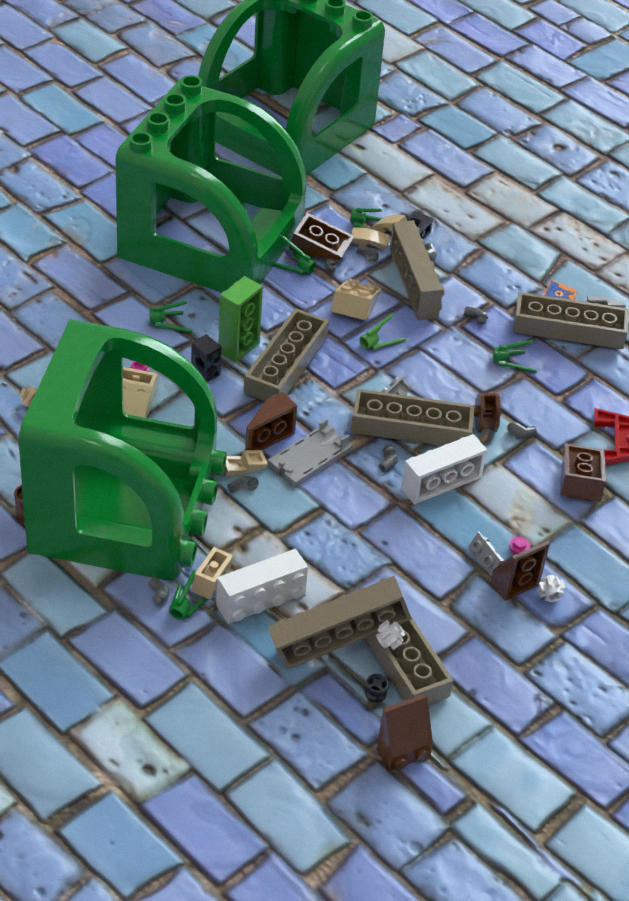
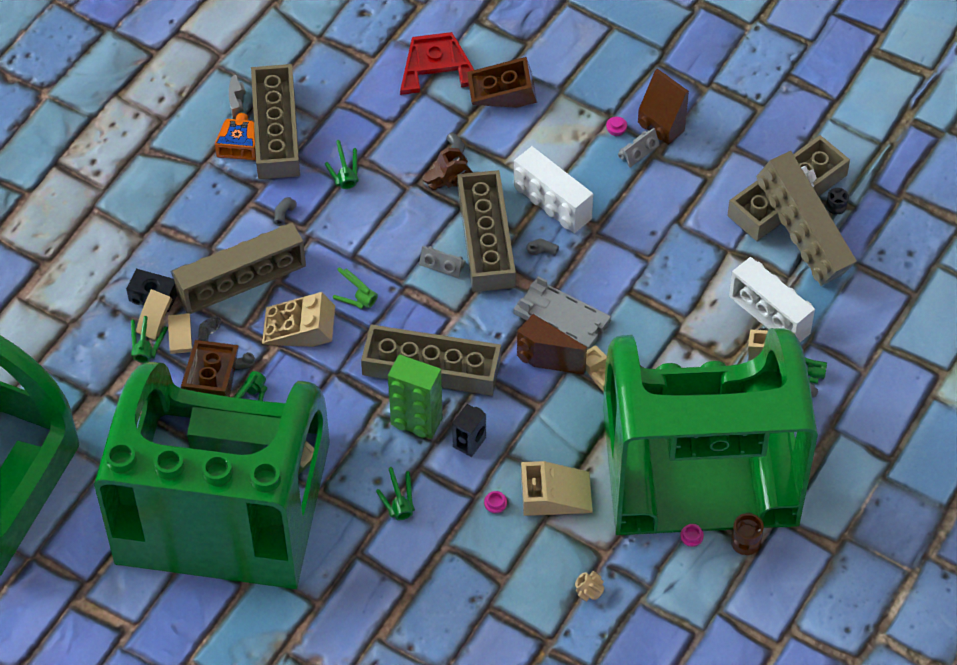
camera: 100 degrees left, 10 degrees up
(405, 733) = (890, 163): reddish brown slope -> none

